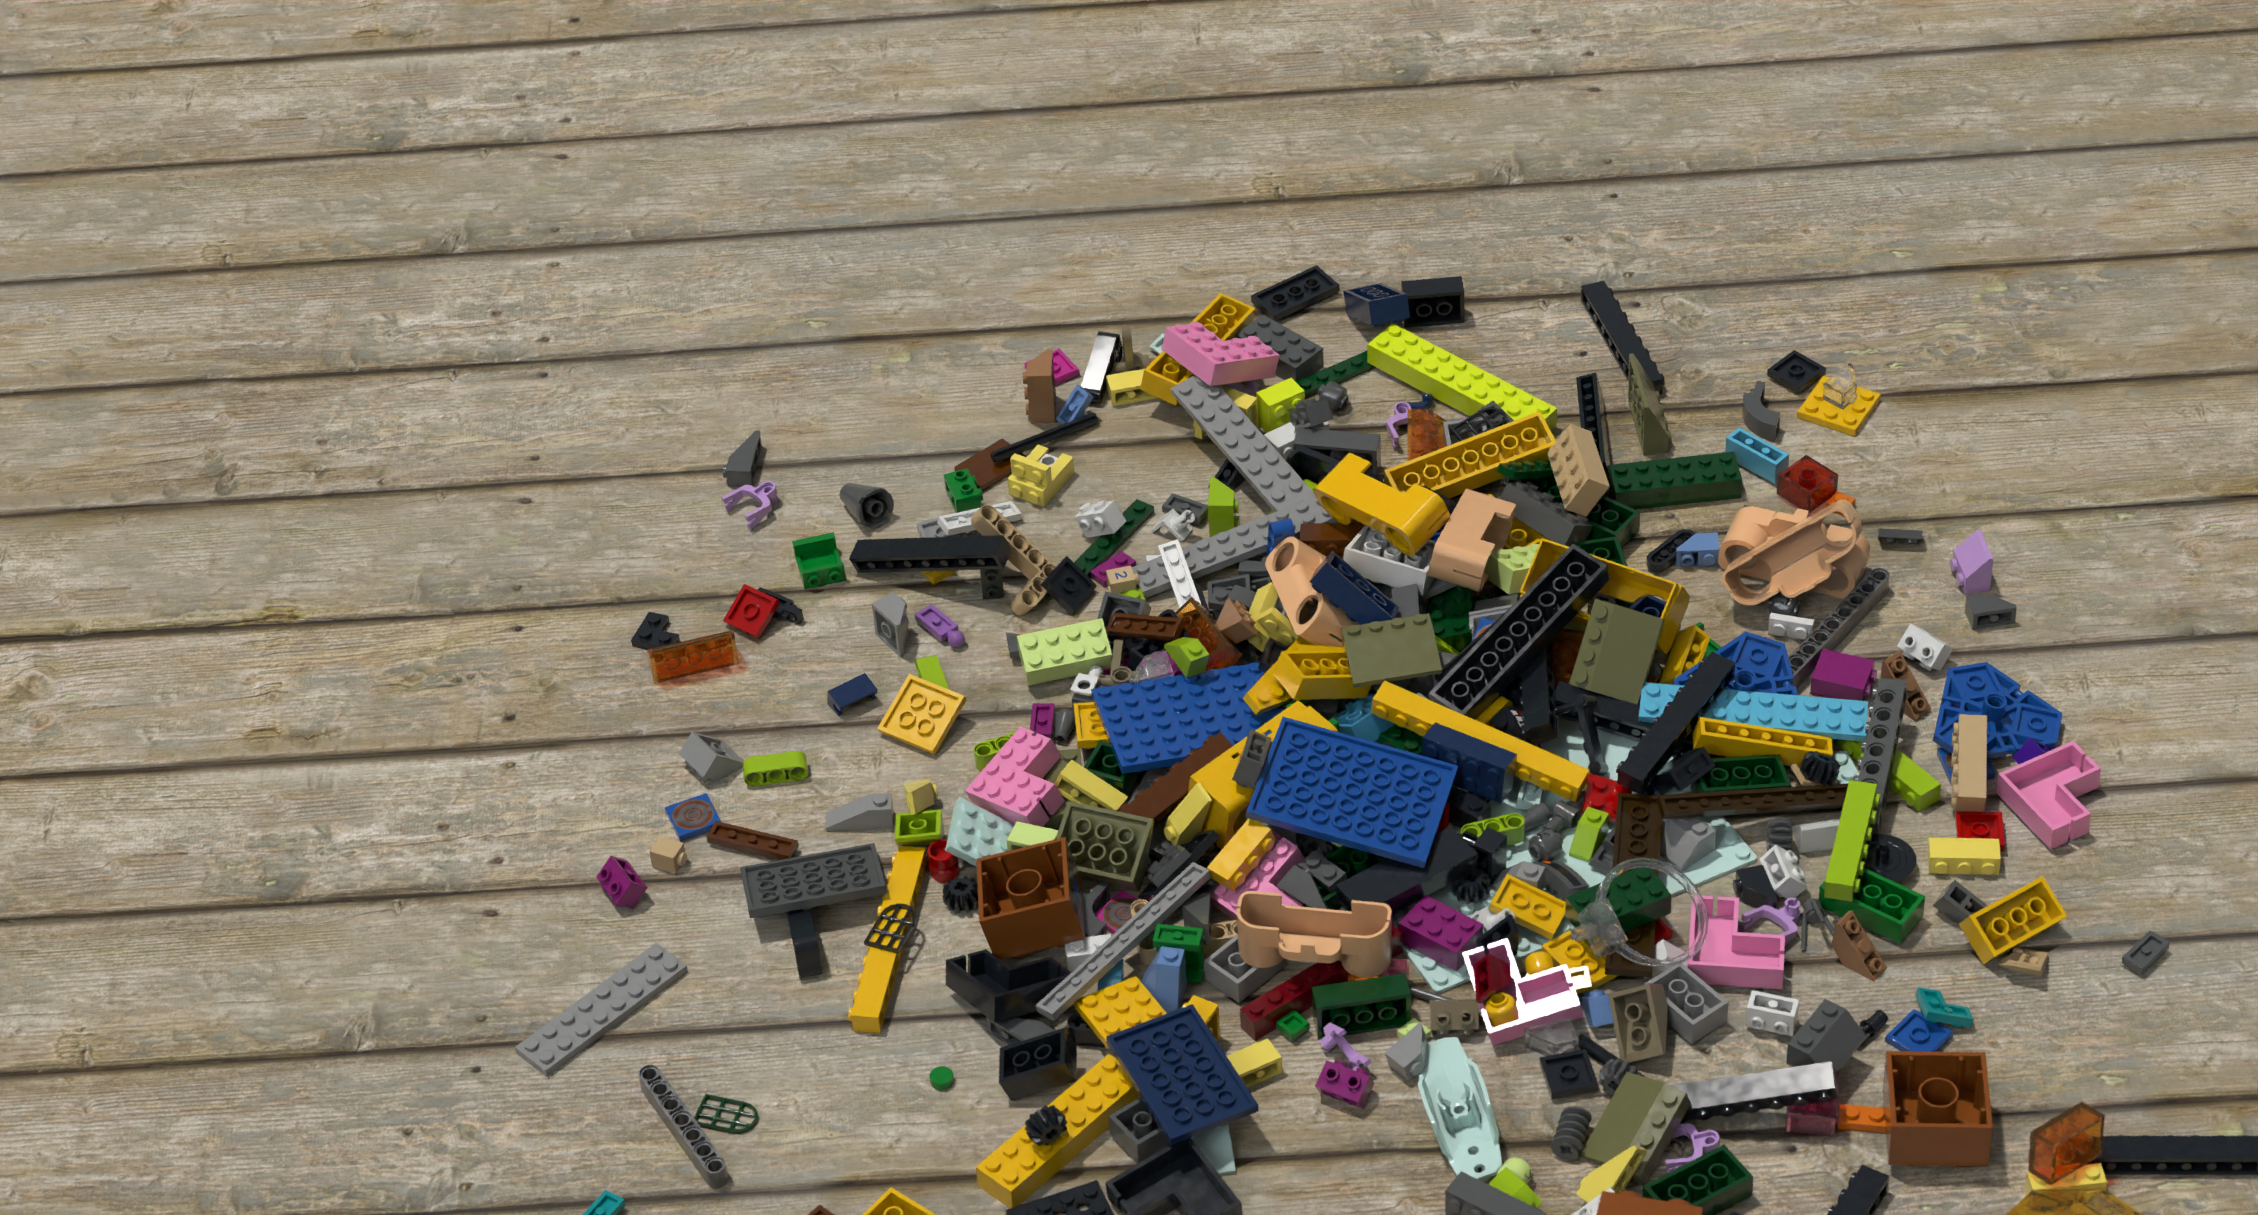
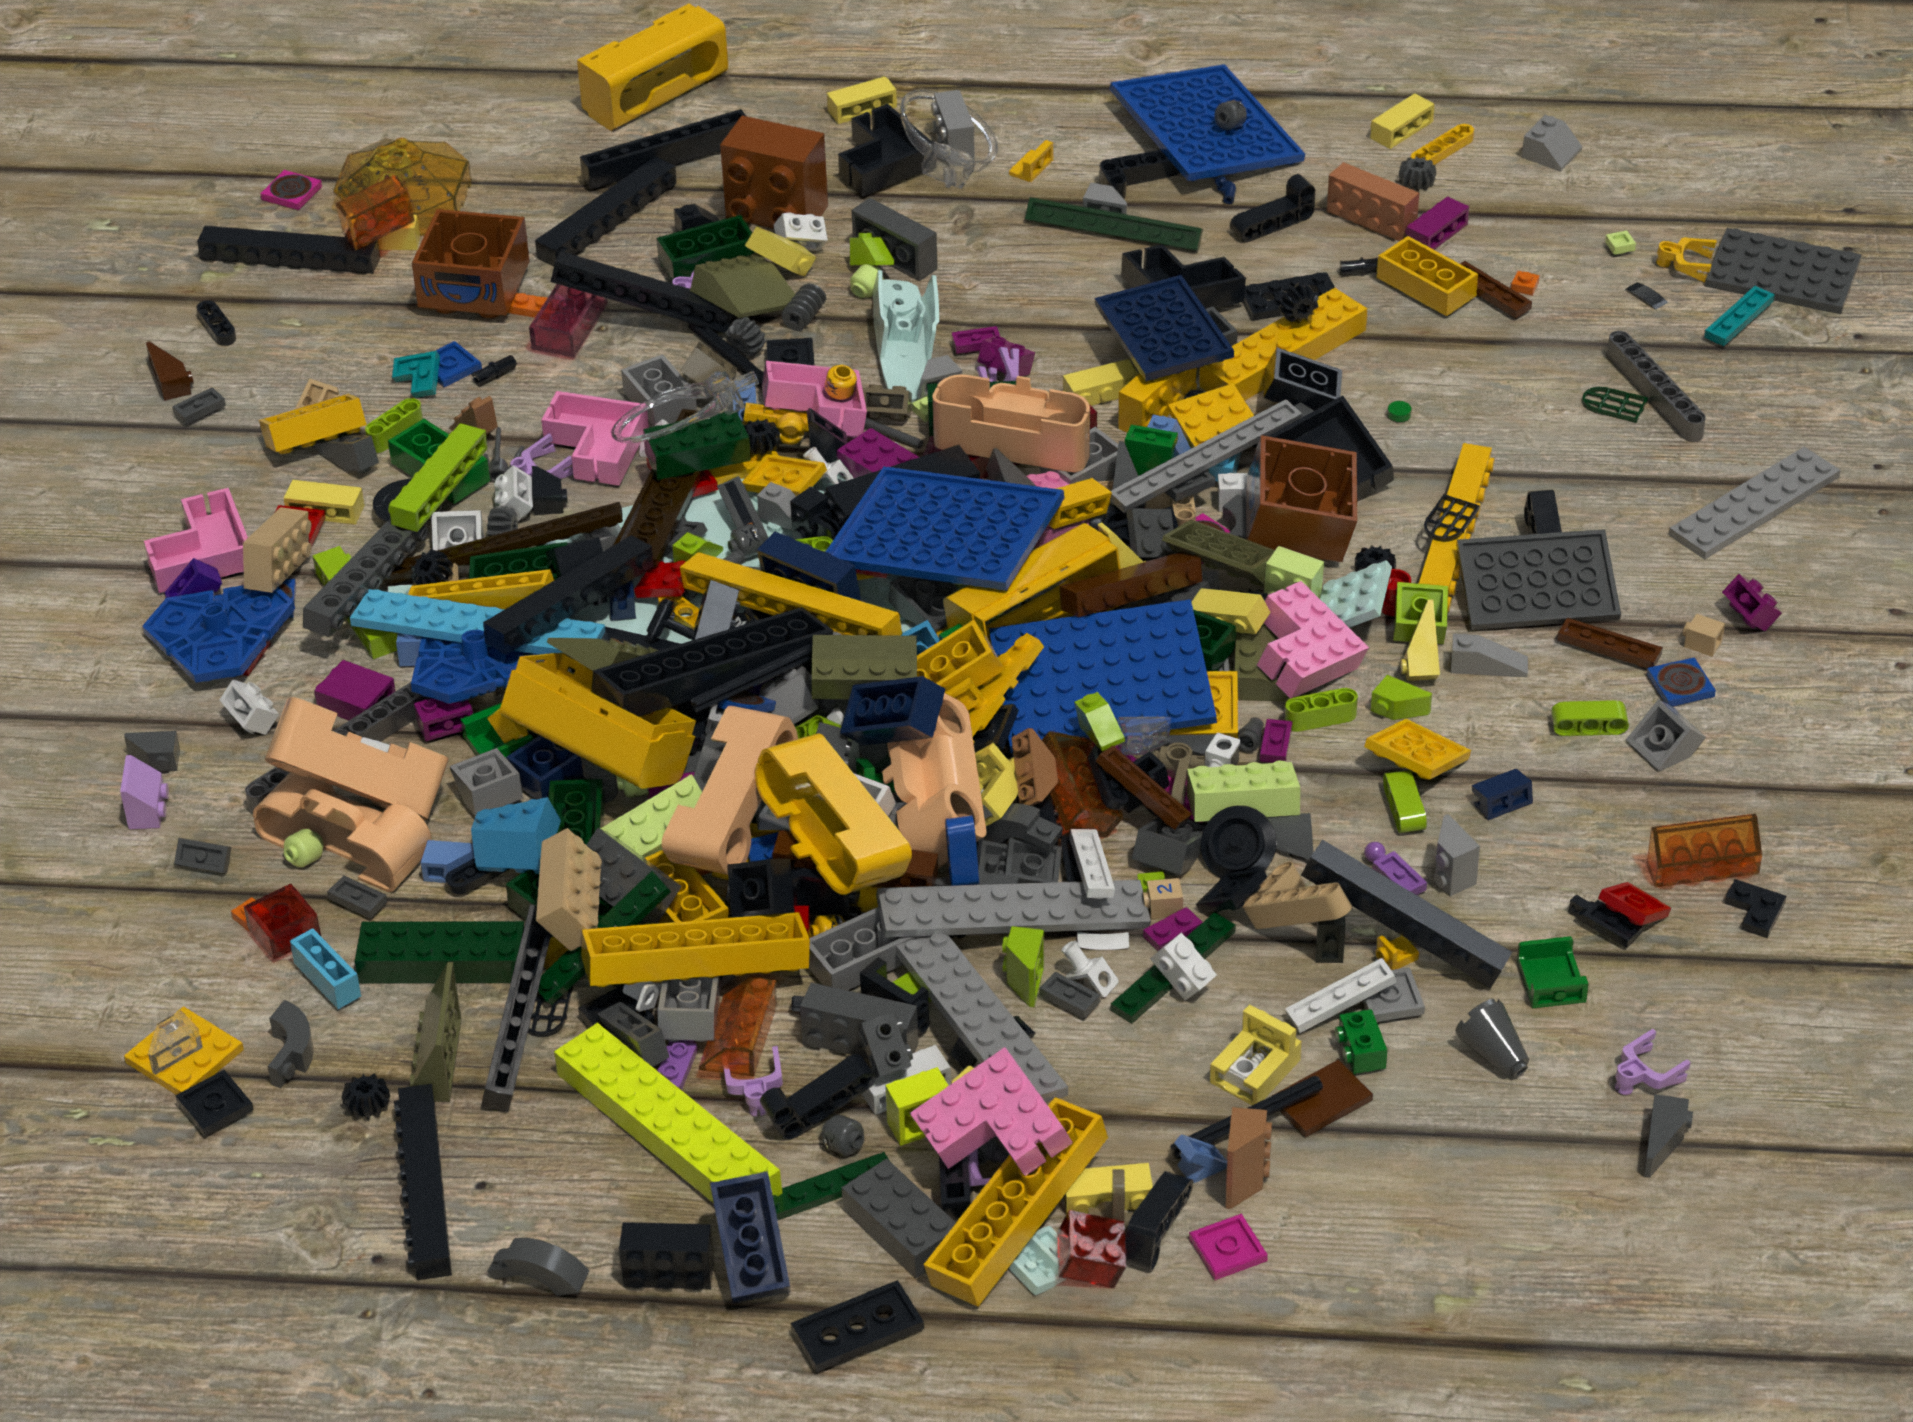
camera: 175 degrees left, 0 degrees up
(937, 765) = (1400, 699): none -> lime slope
(1064, 614) = (1238, 841): none -> black piece
(1146, 334) = (1091, 1249): none -> clear red brick
(1251, 759) = (1047, 543): dark grey slope -> none
(1363, 406) = (818, 1098): none -> black beam
(1381, 1115) = (971, 340): none -> magenta plate
(1424, 404) = (731, 1116): dark blue arm -> none
(1485, 419) = (644, 1008): black window -> none
(1490, 977) = (845, 389): dark red slope -> none
(1520, 290) = (540, 1261): none -> dark grey arch
(1564, 949) = (762, 436): none -> black gear
(1644, 543) = (513, 835): none -> dark azure wedge
(1687, 384) = (366, 1096): none -> black gear
(1702, 601) = (487, 781): none -> light grey slope
(1772, 1013) = (580, 375): white brick -> none
(1826, 1037) = (551, 317): dark grey slope -> none
(1897, 668) = (299, 663): medium nougat slope -> none
(1937, 946) = (393, 422): none -> lime beam
(2190, 1069) = (215, 330): none -> black beam
(2198, 984) = (169, 373): none -> reddish brown slope

